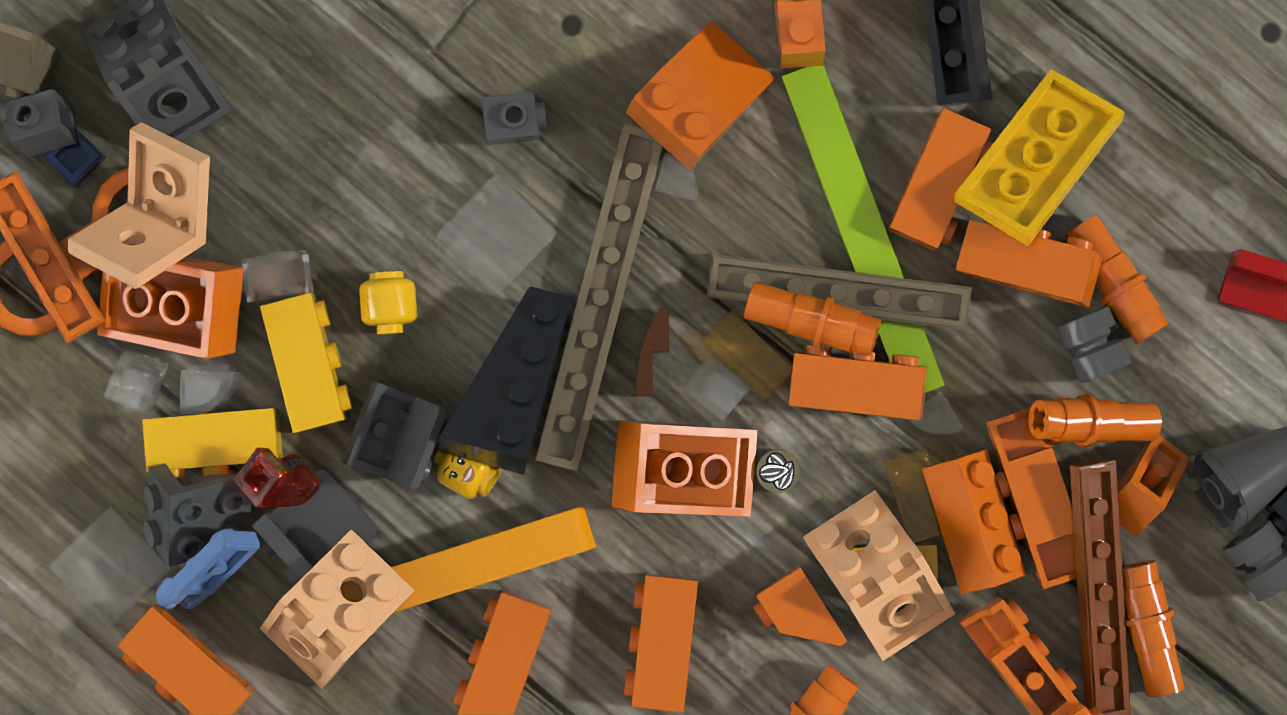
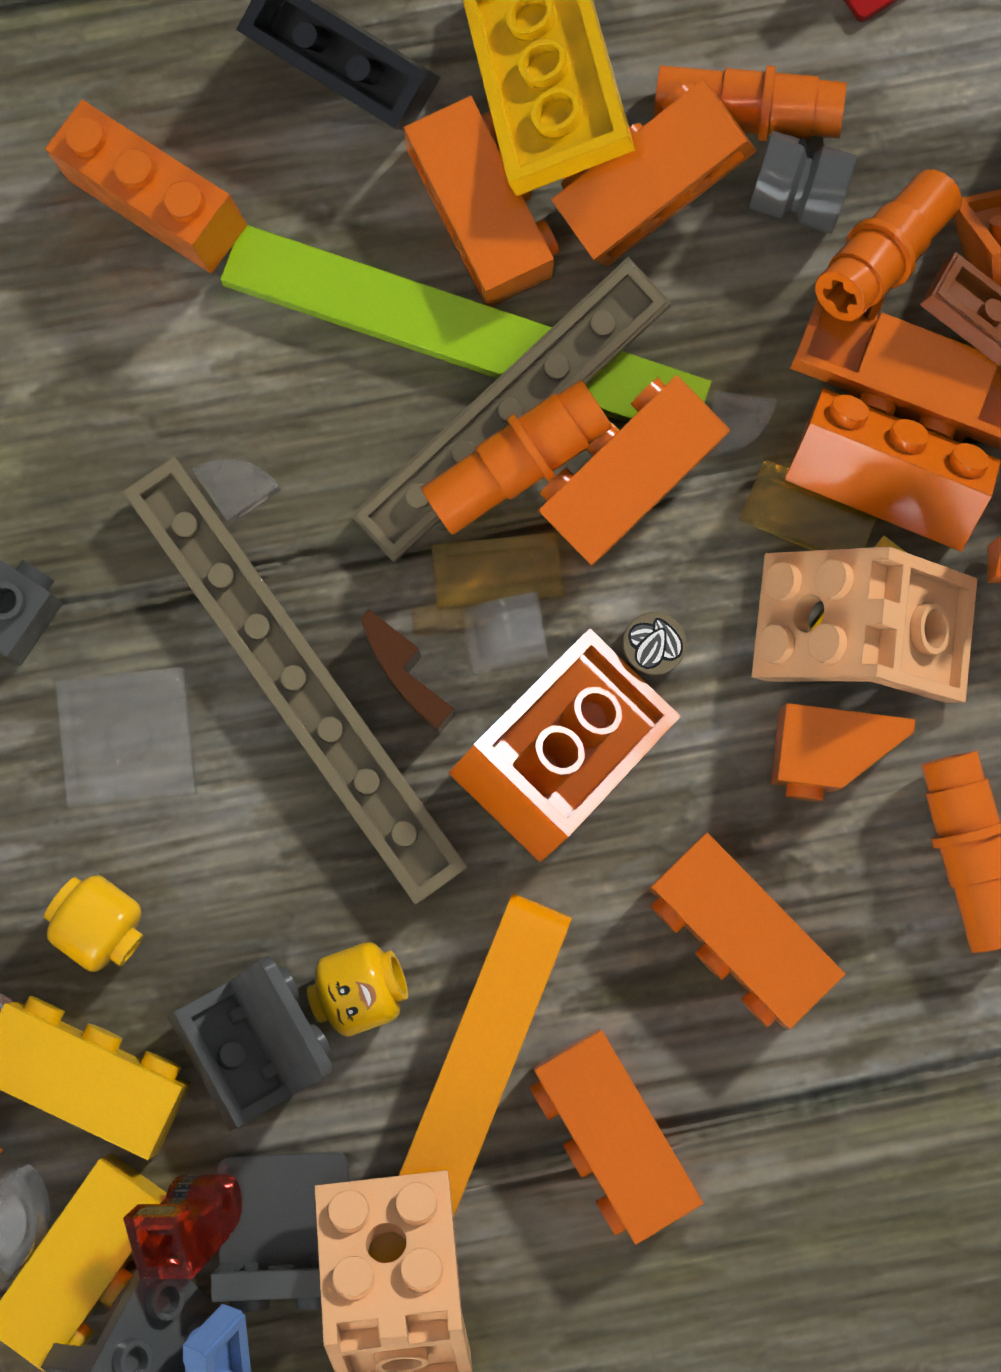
camera: 50 degrees left, 5 degrees down
(507, 396) = (313, 875): black wedge -> none
(699, 94) = (161, 385): orange slope -> none

